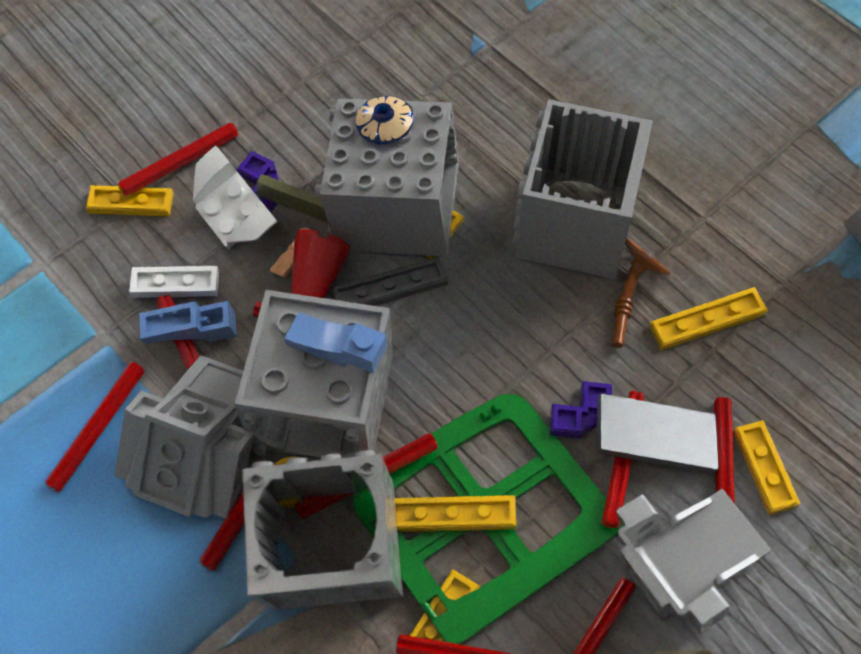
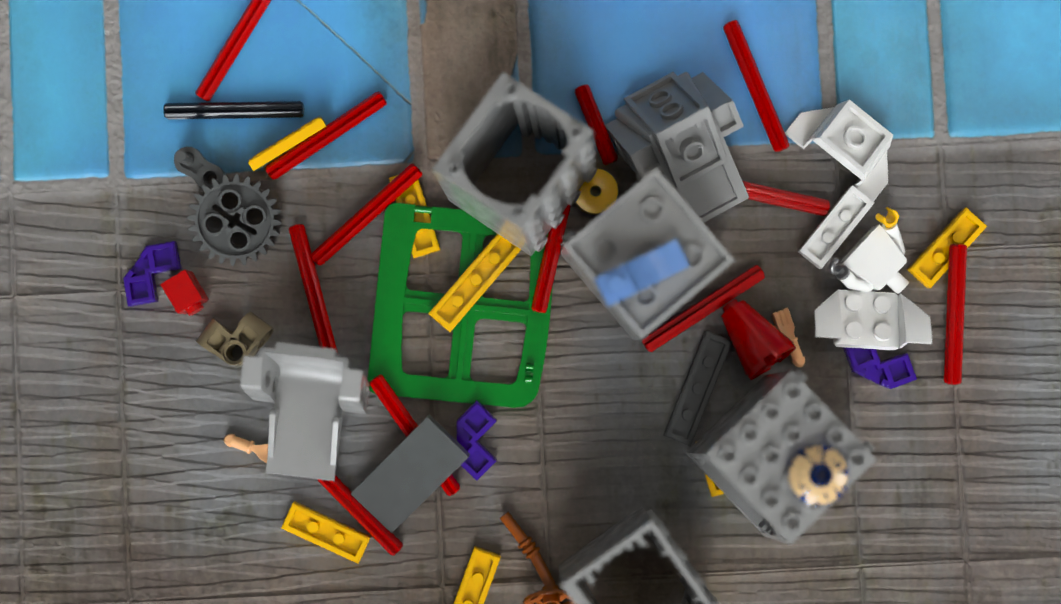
camera: 130 degrees right, 25 degrees up
(88, 325) = (851, 139): none -> white piece
(177, 236) = (874, 258): none -> white torso
(189, 321) = (785, 208): medium blue slope -> none
(290, 197) = (840, 371): olive tile -> none
(757, 573) = (249, 446): none -> light nougat piece

